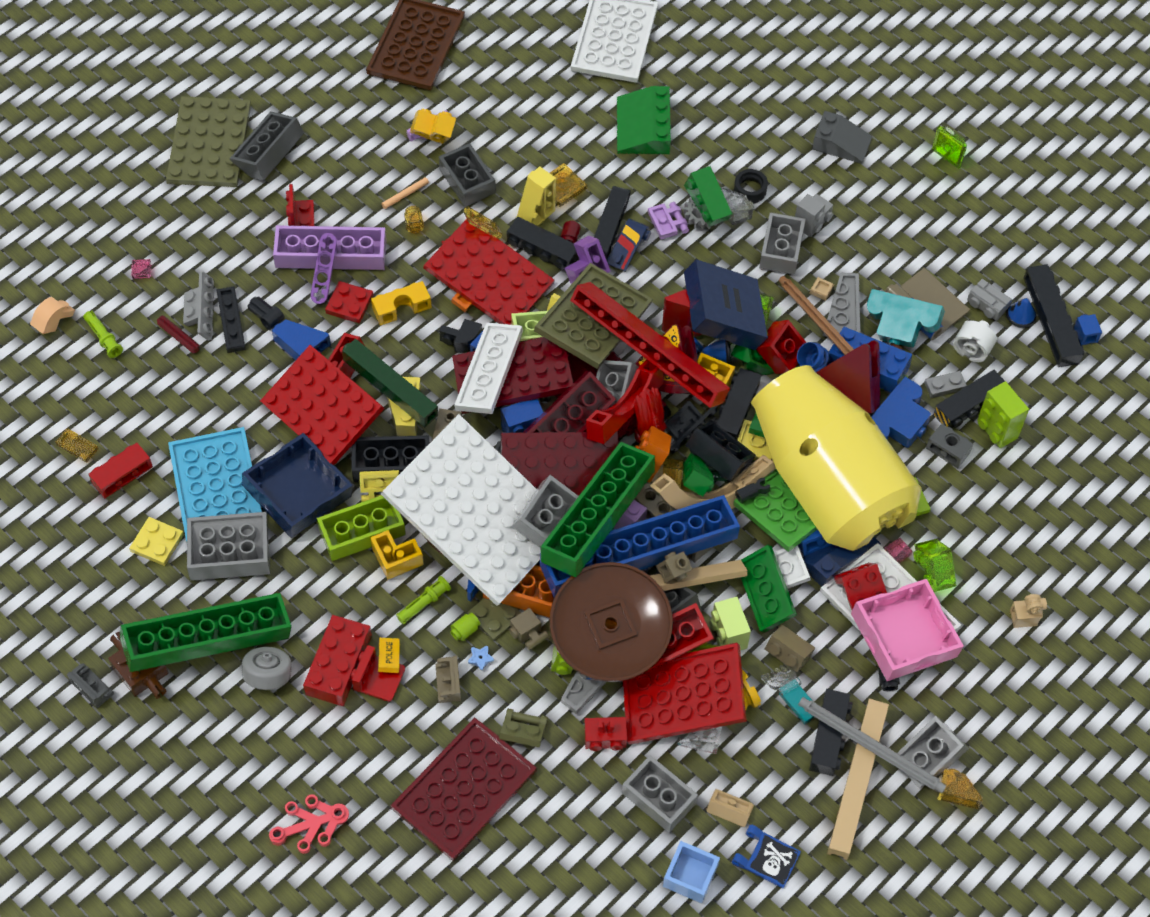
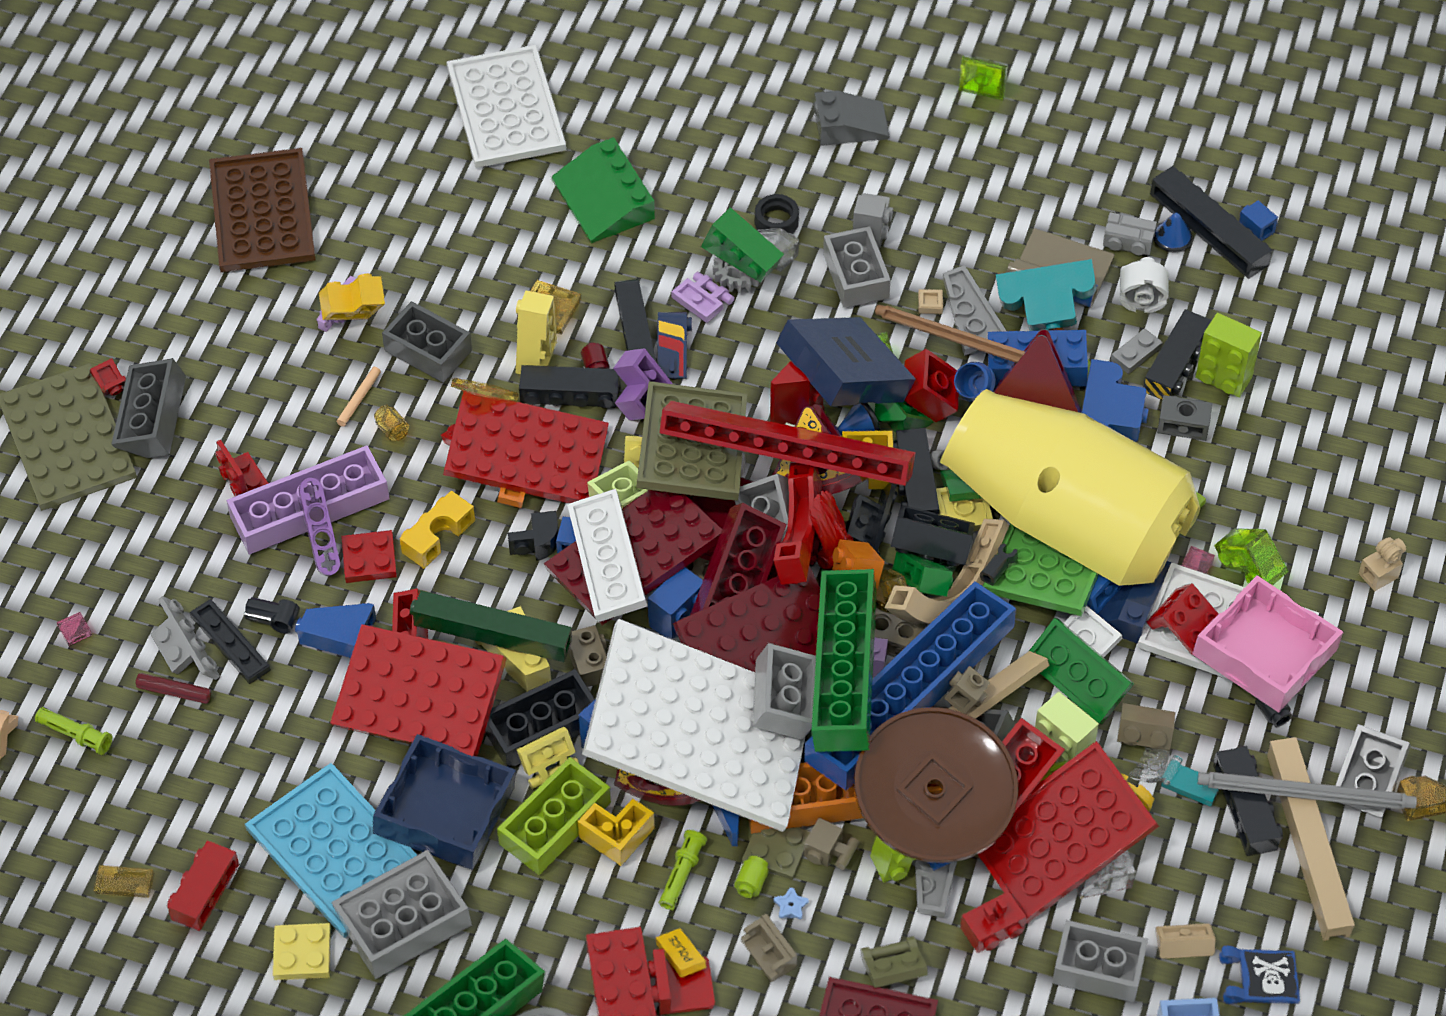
camera: 25 degrees left, 5 degrees down
(254, 113) = (108, 377): none -> red bracket

